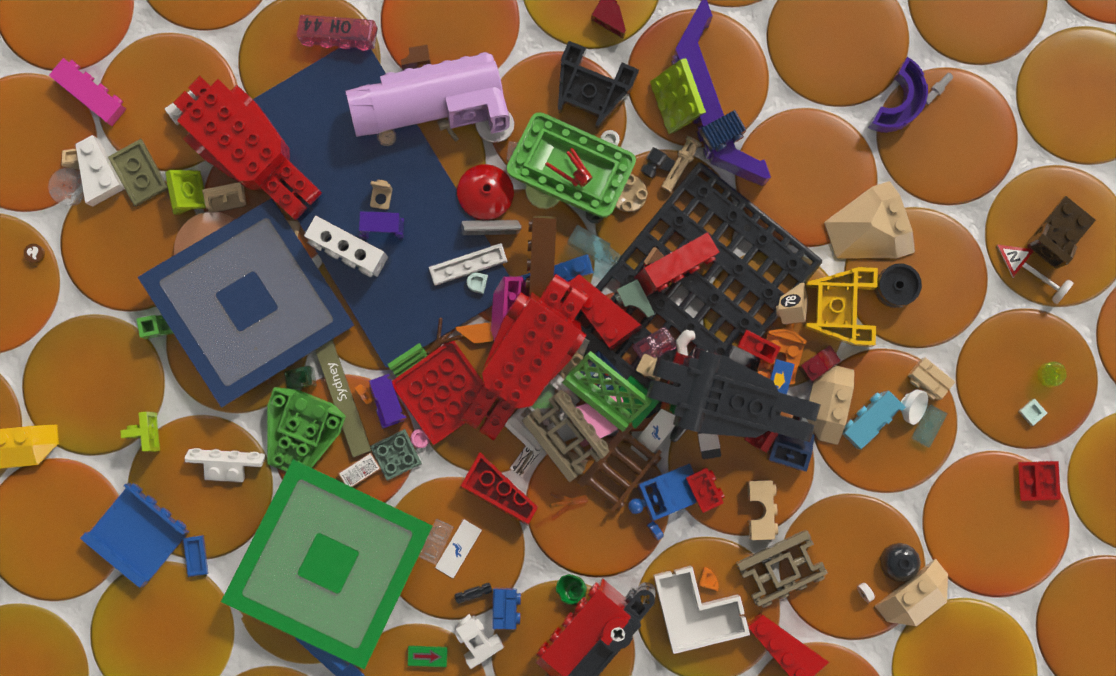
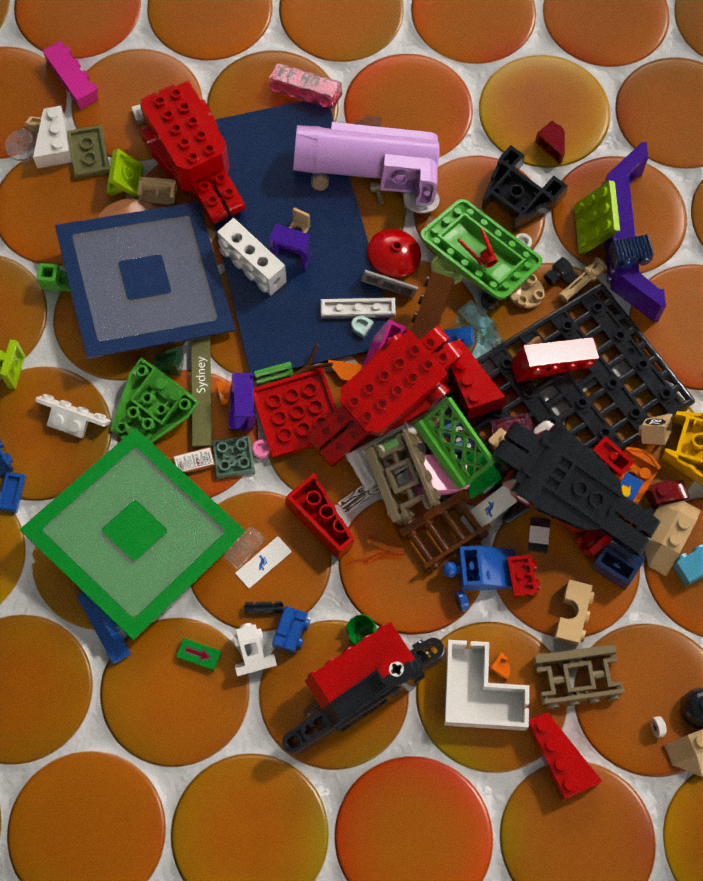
camera: 15 degrees right, 15 degrees down
(634, 296) = (505, 377): sand green arch -> none

